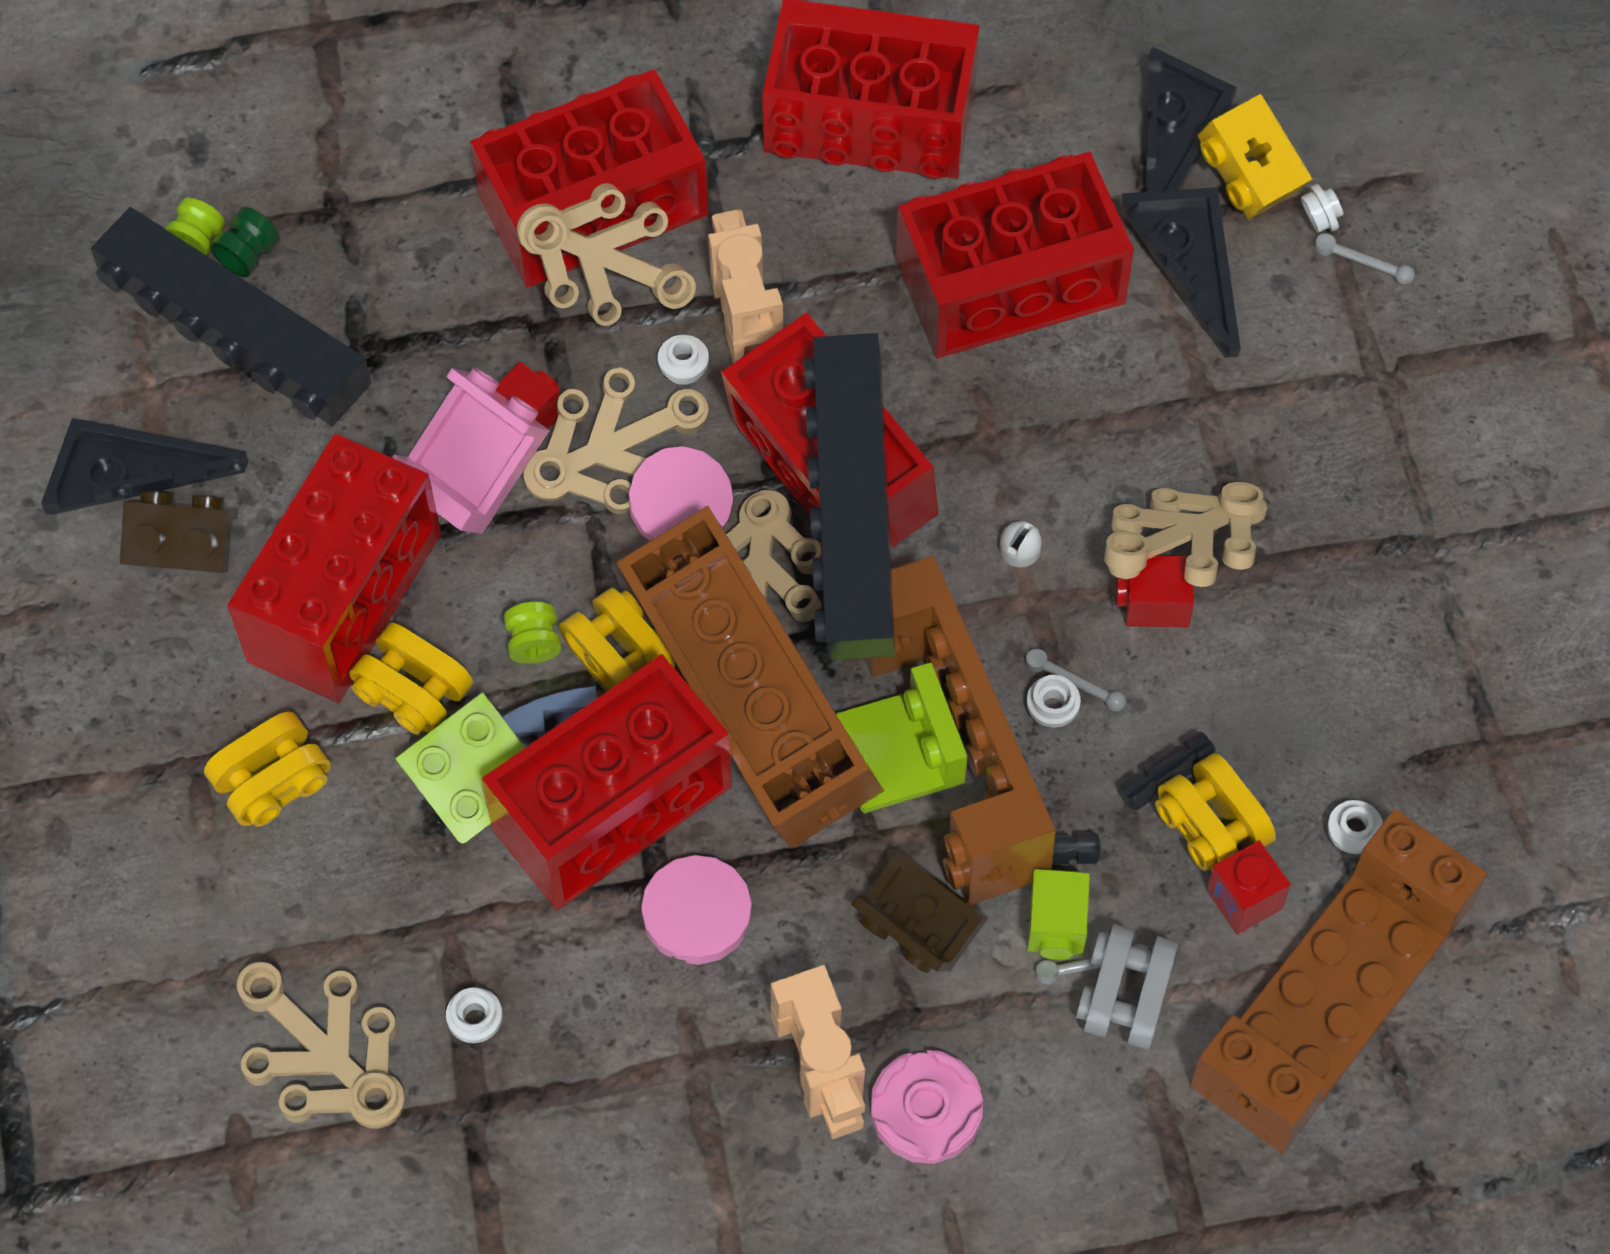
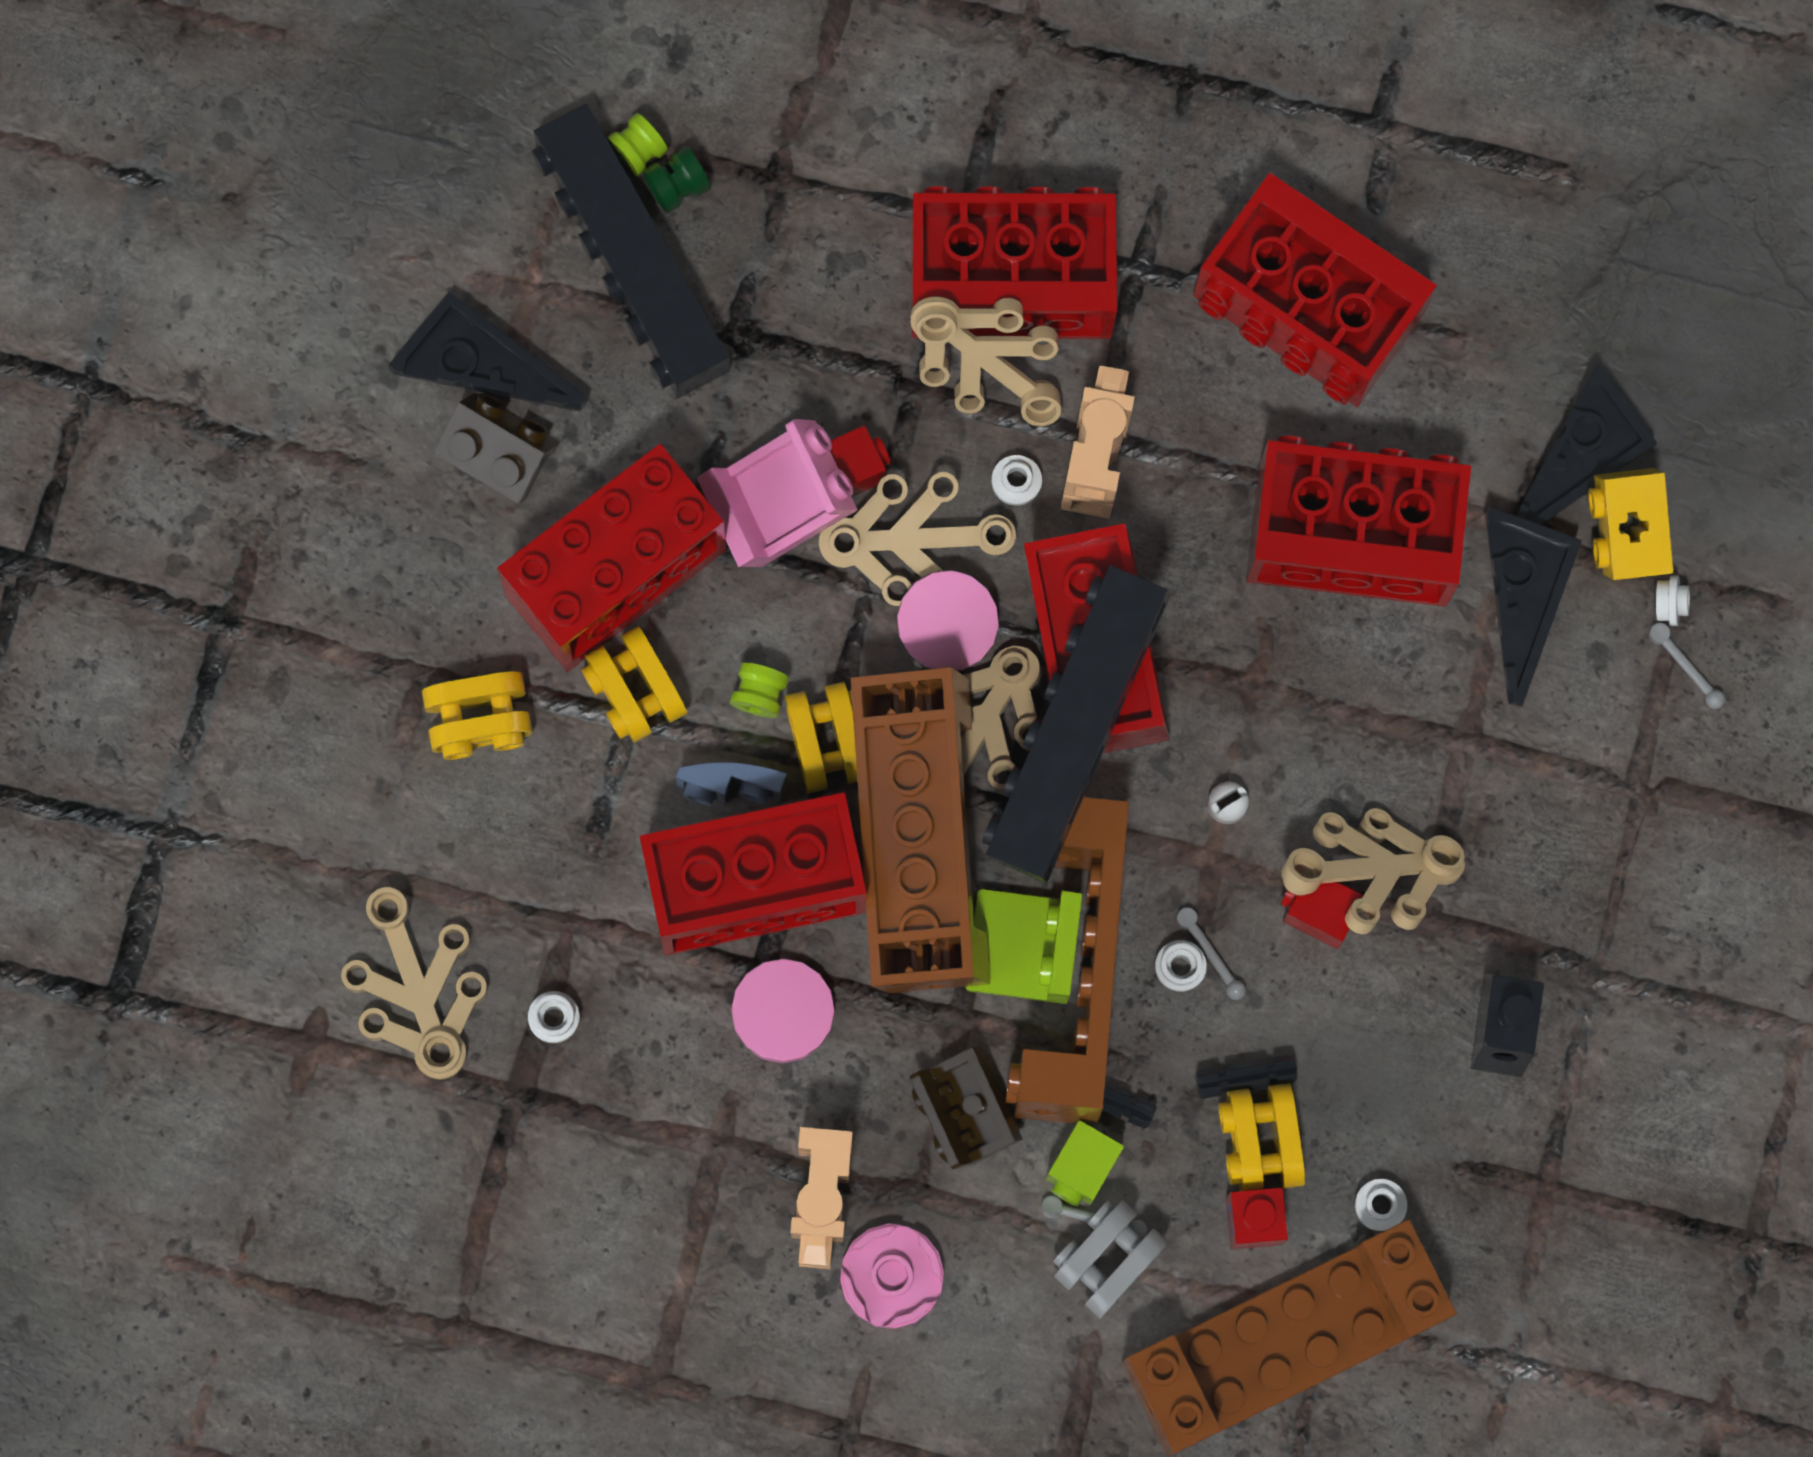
camera: 20 degrees right, 15 degrees up
(453, 760) = (643, 789): lime bracket -> none
(1379, 601) = (1506, 1024): none -> black torso

